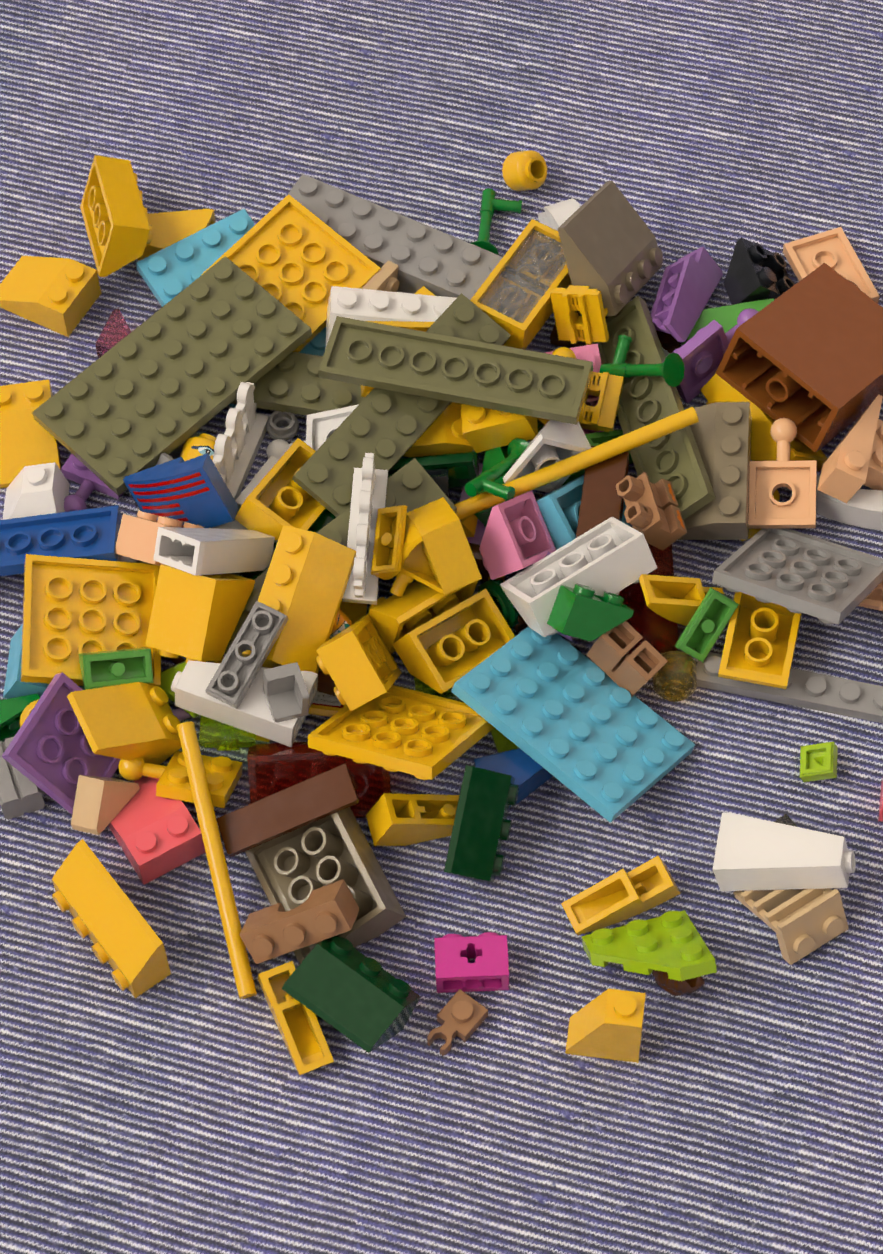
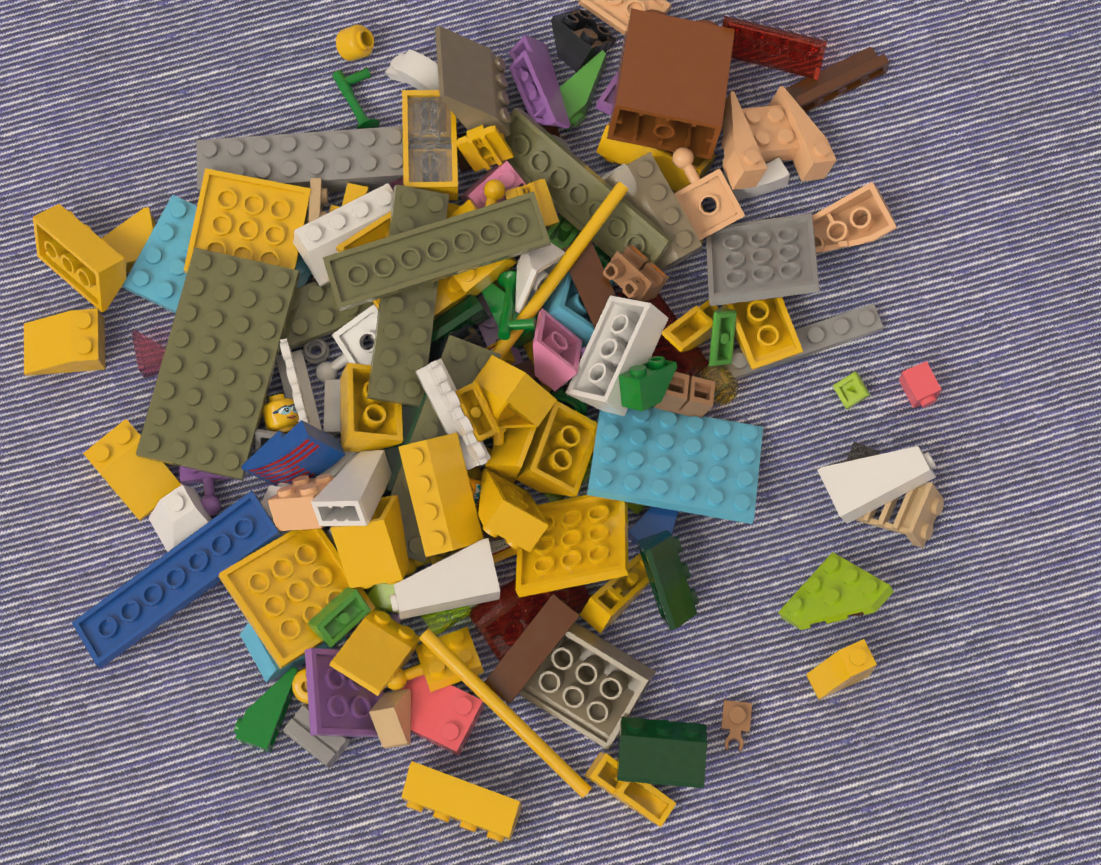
camera: 30 degrees left, 15 degrees up
(238, 672) = (436, 577): light grey tile -> none
(285, 692) = (481, 569): light grey panel -> none
(322, 916) = (611, 713): medium nougat arch -> none
(487, 973) = (713, 691): dark pink brick -> none
(621, 897) = (785, 569): yellow slope -> none
(671, 369) = (579, 159): green piece -> none
(704, 353) = (589, 120): medium lavender plate -> none

